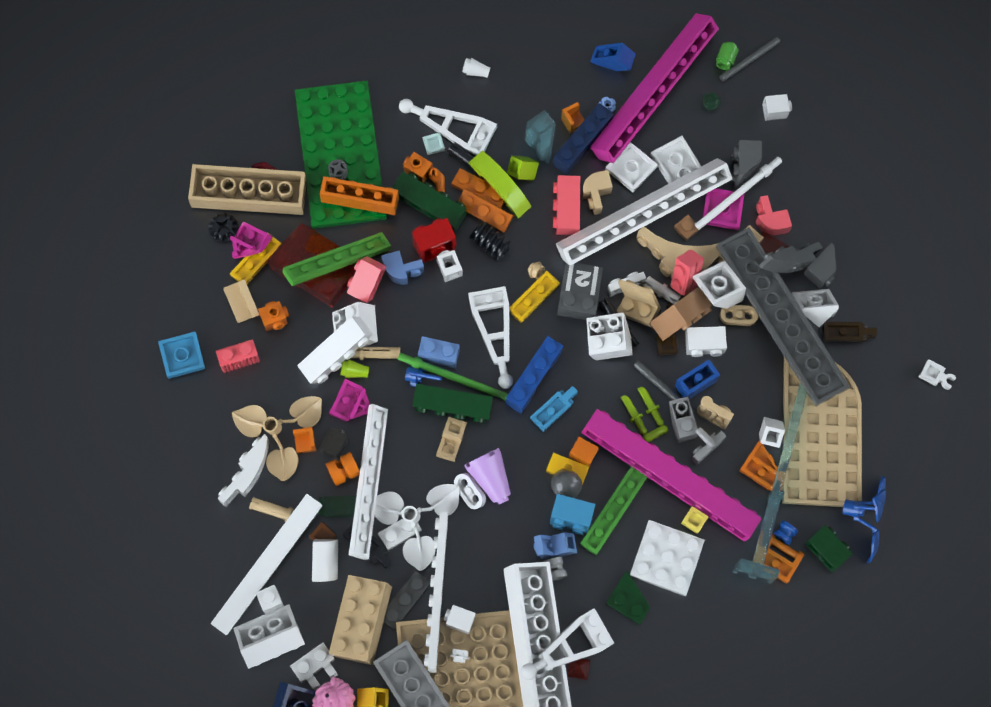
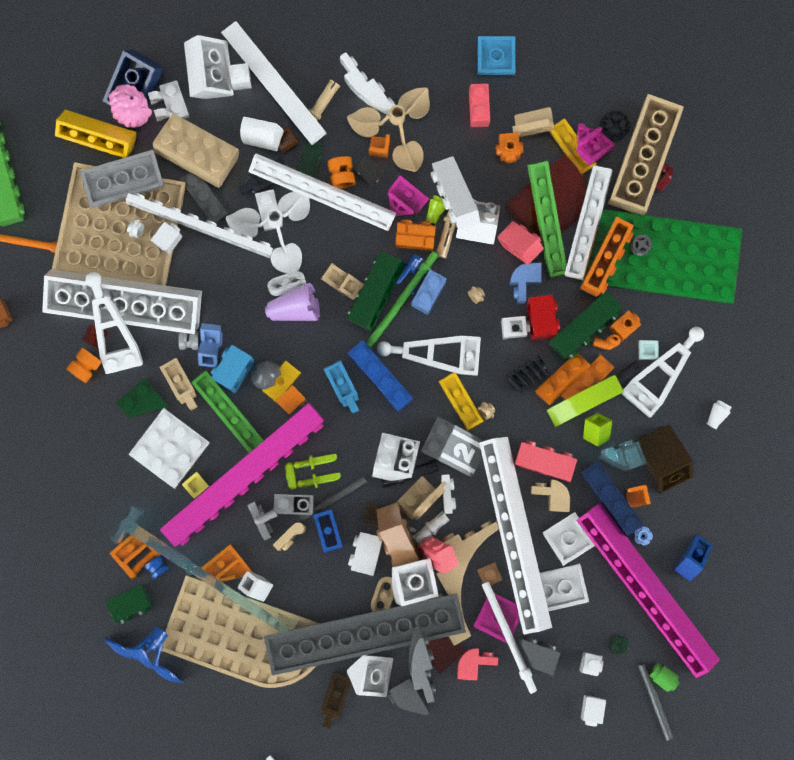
camera: 110 degrees right, 10 degrees up
(328, 223) = (588, 222): none -> white plate
(386, 380) = (415, 235): none -> orange brick
(427, 309) = (476, 294): none -> tan plate
(529, 100) = (666, 458): none -> dark brown slope
(600, 566) = (179, 383): none -> tan hinge
(613, 666) = (84, 365): none -> orange wheel
(737, 115) = (591, 664): none -> white brick

